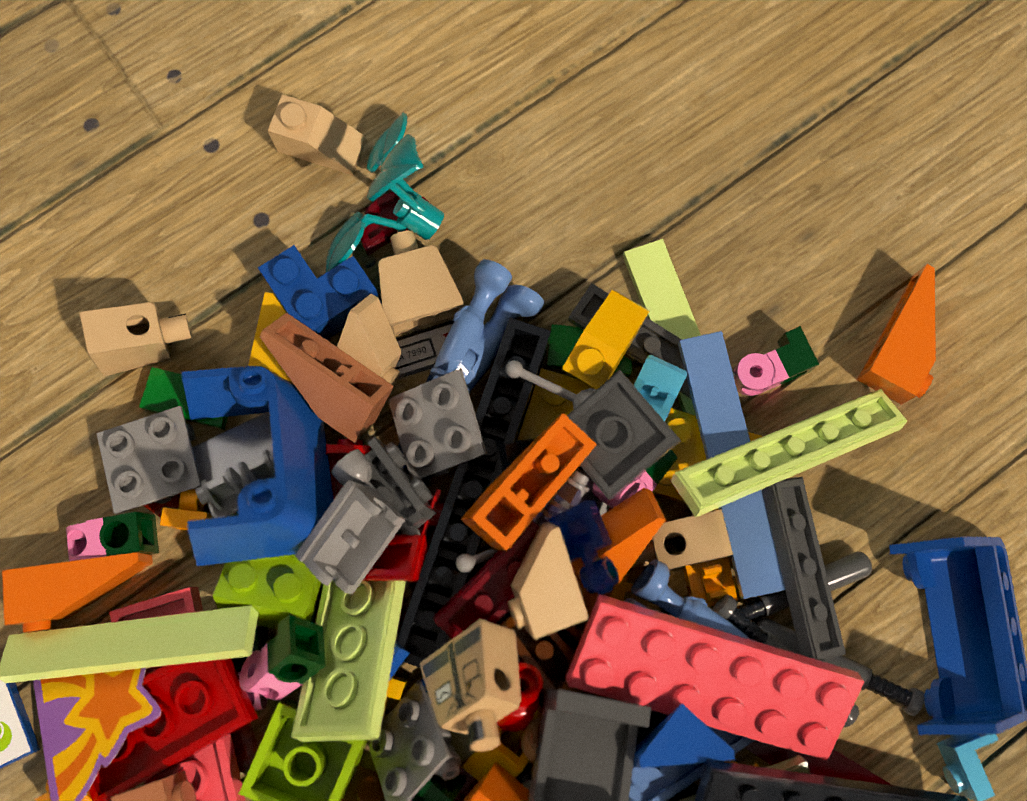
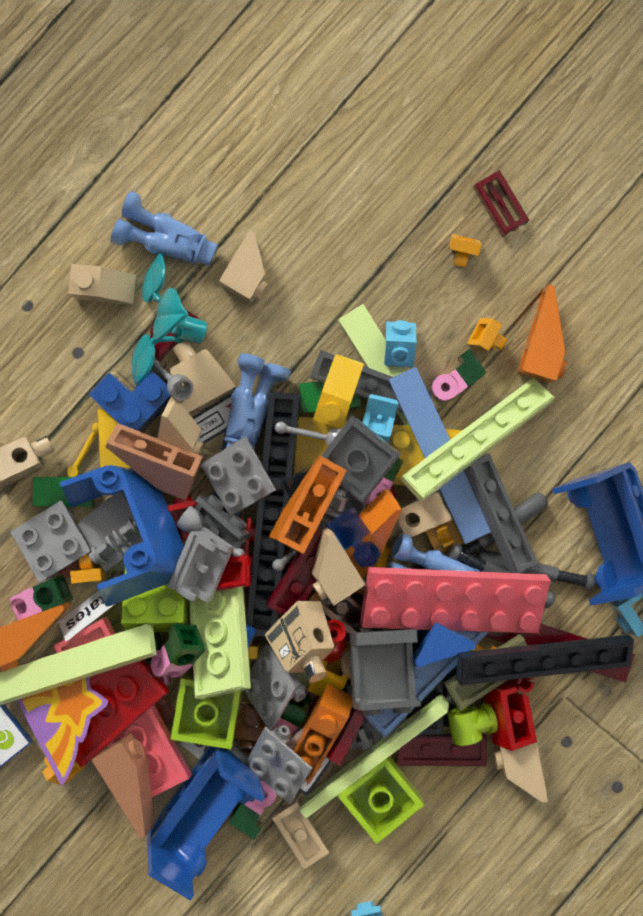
camera: 10 degrees left, 10 degrees up
(166, 578) = (82, 616): none -> white sticker
(231, 351) = (73, 471): none -> yellow hinge
(380, 278) = (175, 382): none -> light grey hinge
(423, 96) = (170, 236): none -> medium blue piece
(513, 161) = (246, 272): none -> tan slope
(703, 301) = (400, 343): none -> medium azure bracket
(816, 194) = (464, 247): none -> light orange tile
(826, 316) = (486, 335): none -> light orange tile
(860, 157) = (513, 225): none -> dark red tile

